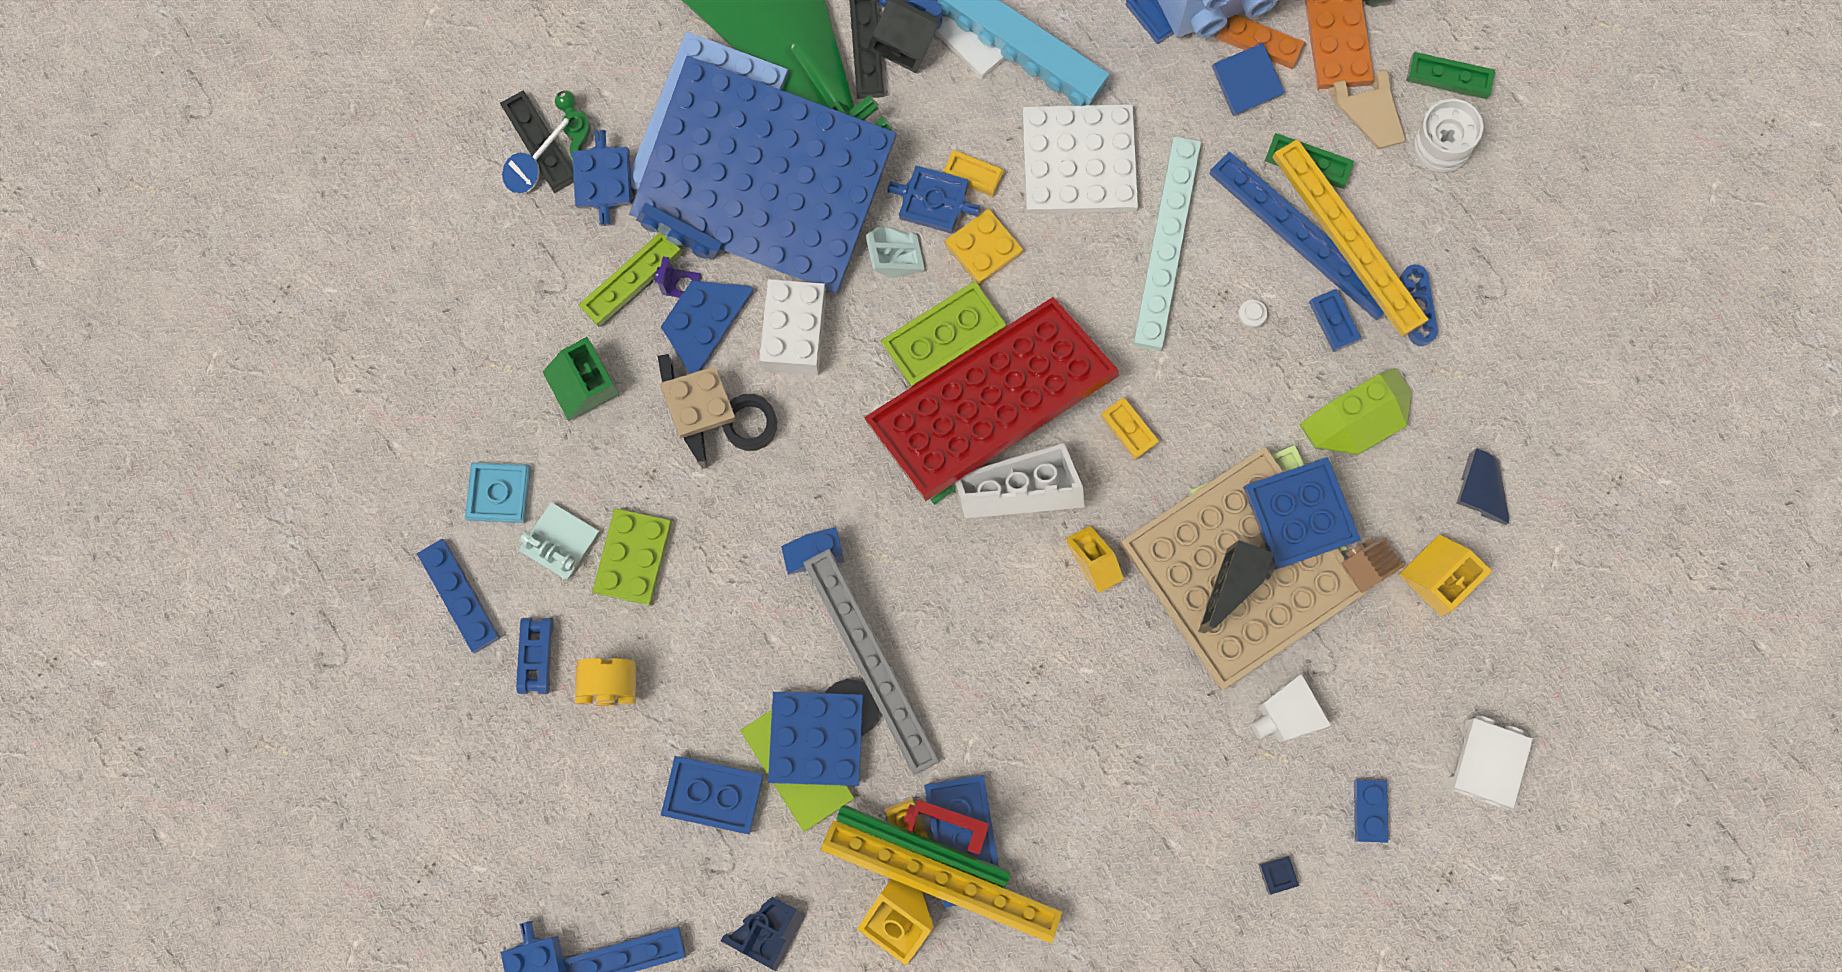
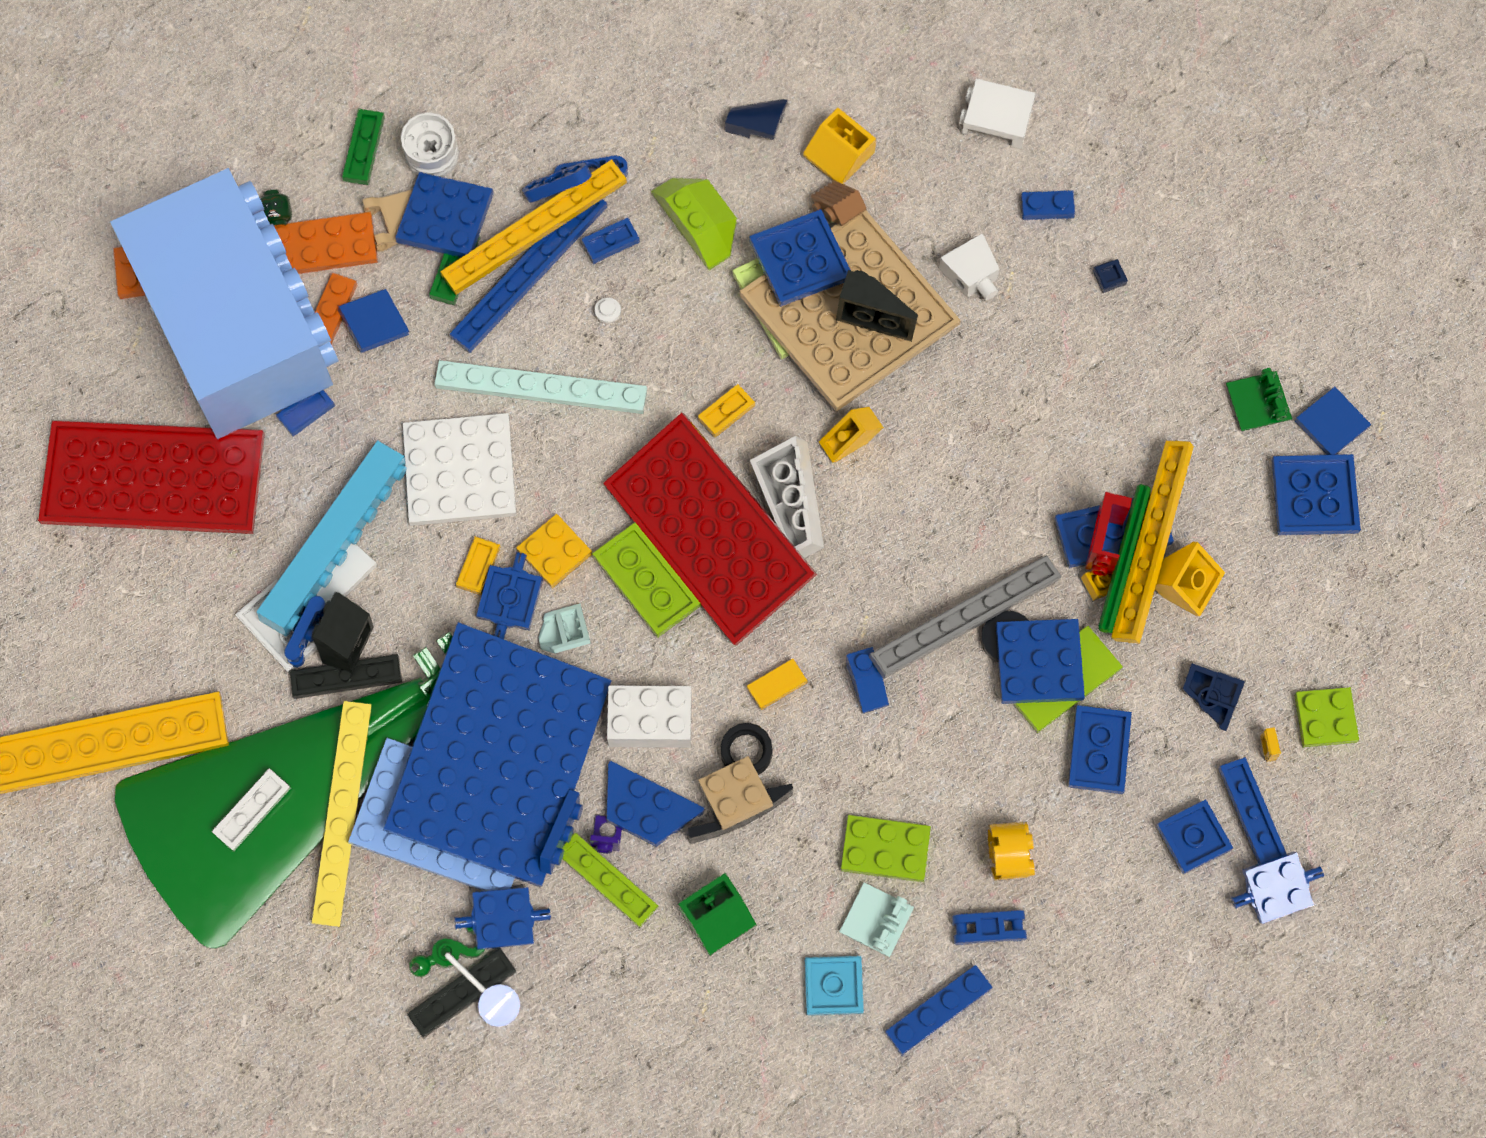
camera: 95 degrees left, 5 degrees down
(604, 888) = (1194, 837): none -> blue plate
(727, 31) = (341, 814): none -> light yellow plate
(819, 460) = (776, 684): none -> yellow tile
(1367, 151) = (444, 215): none -> blue plate
(1402, 263) = (556, 182): none -> blue beam

